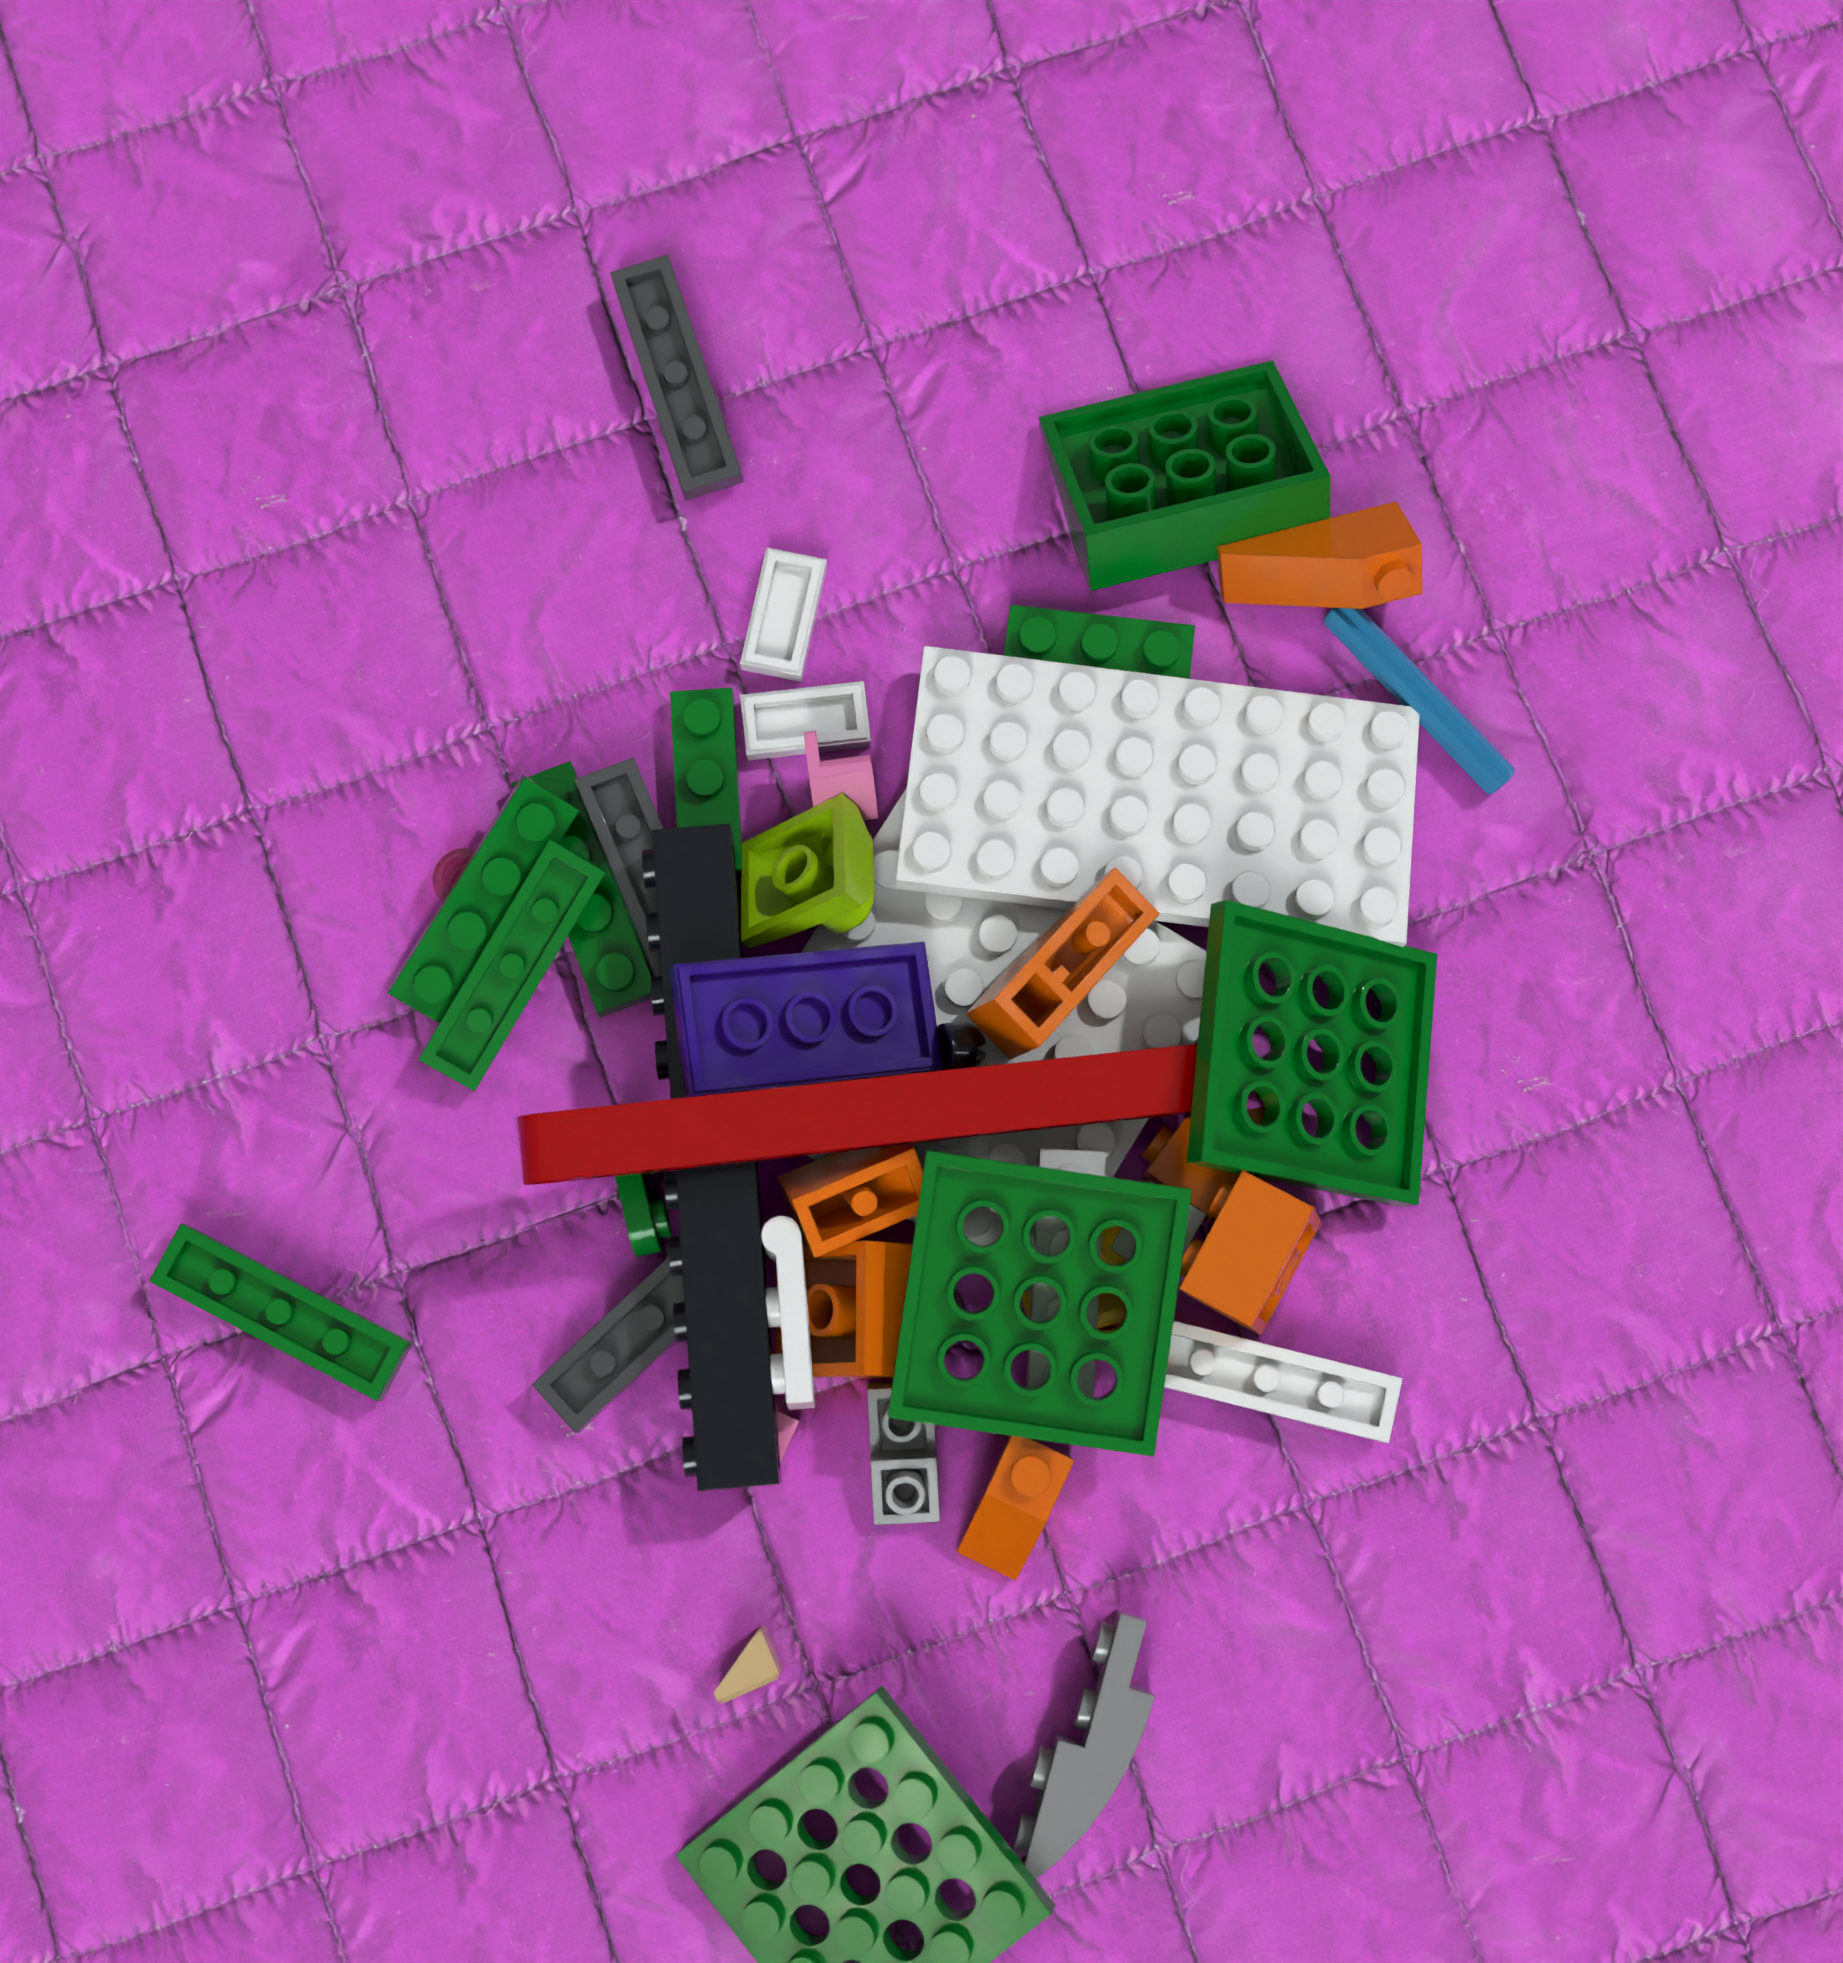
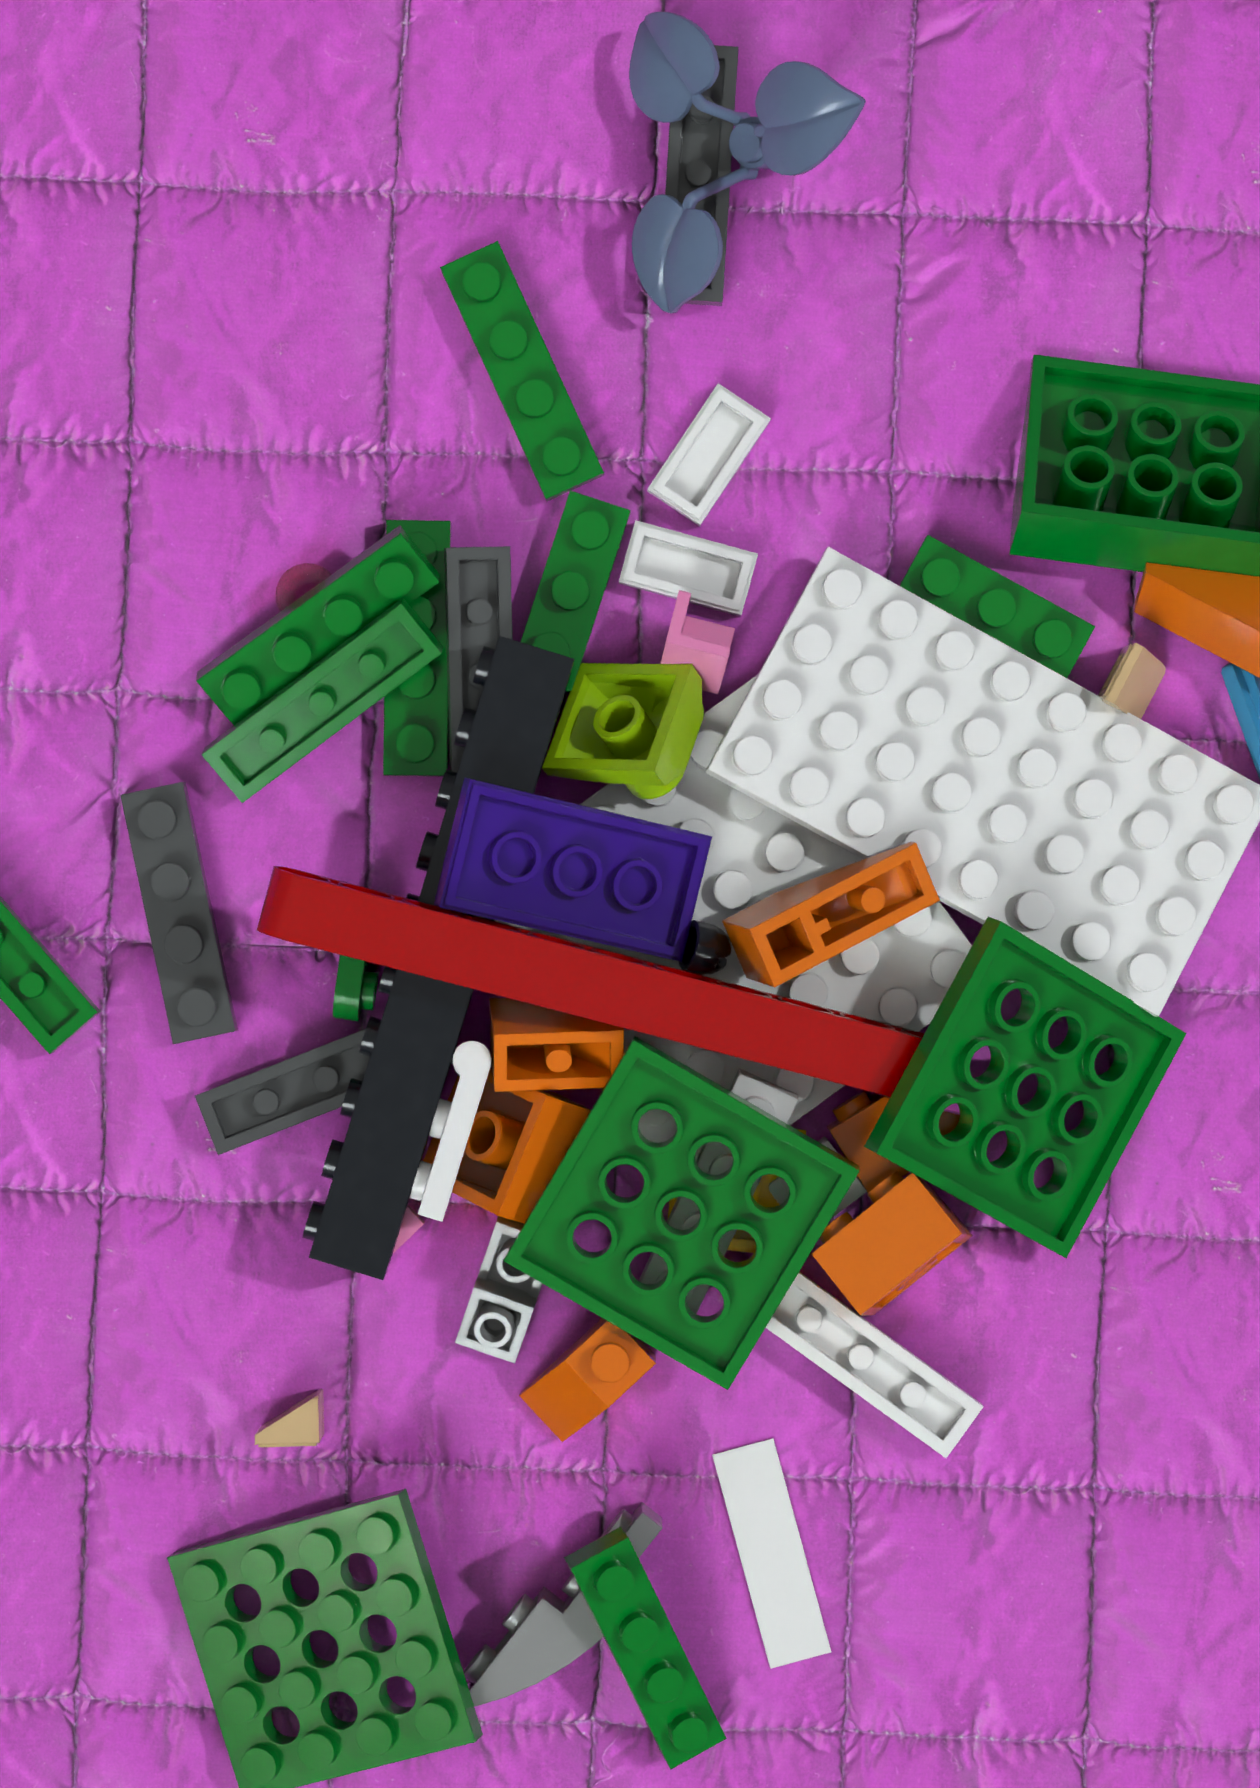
camera: 20 degrees right, 10 degrees up
(454, 1220) = (179, 912): none -> dark grey plate
(586, 607) = (522, 371): none -> green plate
(743, 260) = (797, 127): none -> sand blue plant
(1179, 1748) = (645, 1647): none -> green plate
(1249, 656) = (1133, 680): none -> tan slope
(1261, 1609) = (771, 1553): none -> white sticker

